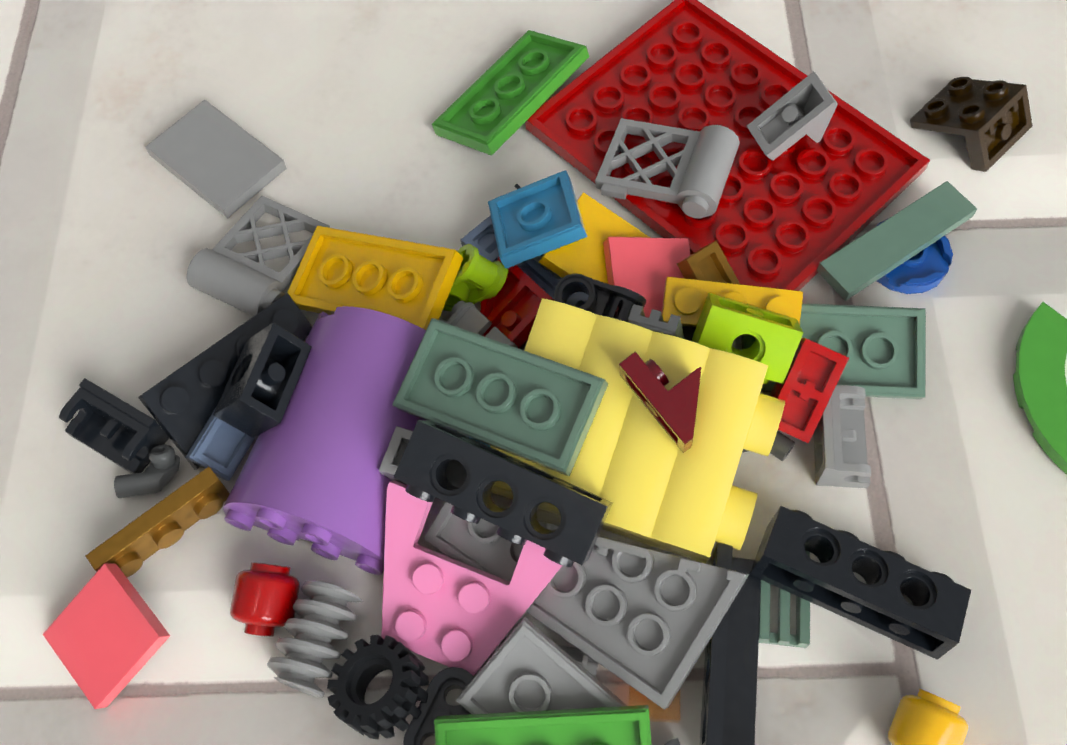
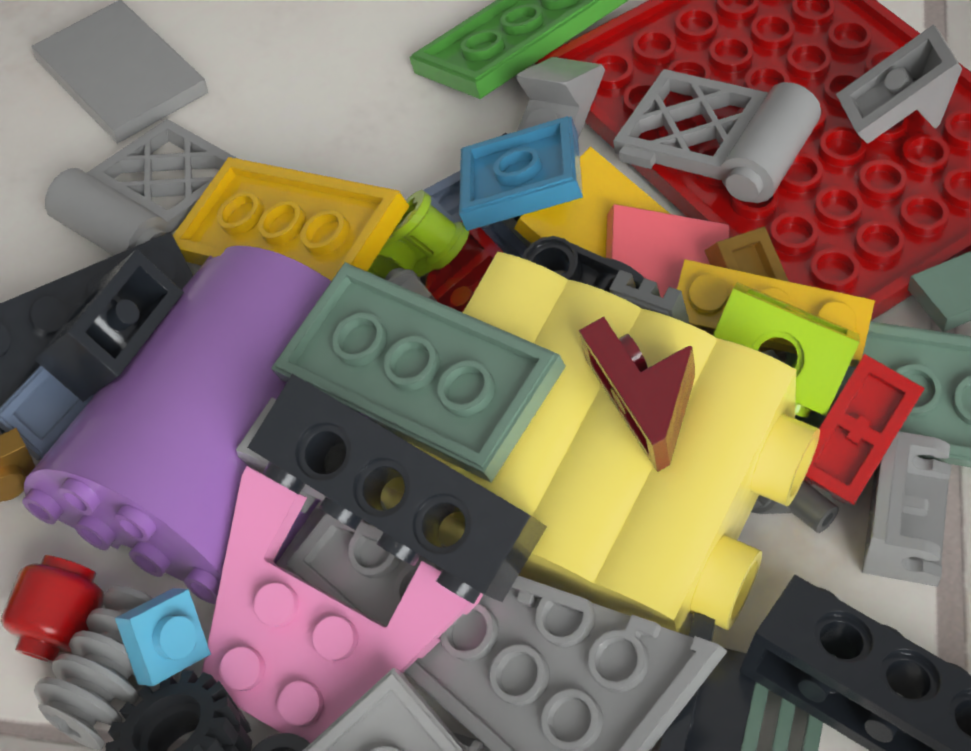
camera: 10 degrees right, 10 degrees down
(352, 614) = (162, 636): none -> medium azure plate
(549, 148) = (559, 90): none -> light grey slope

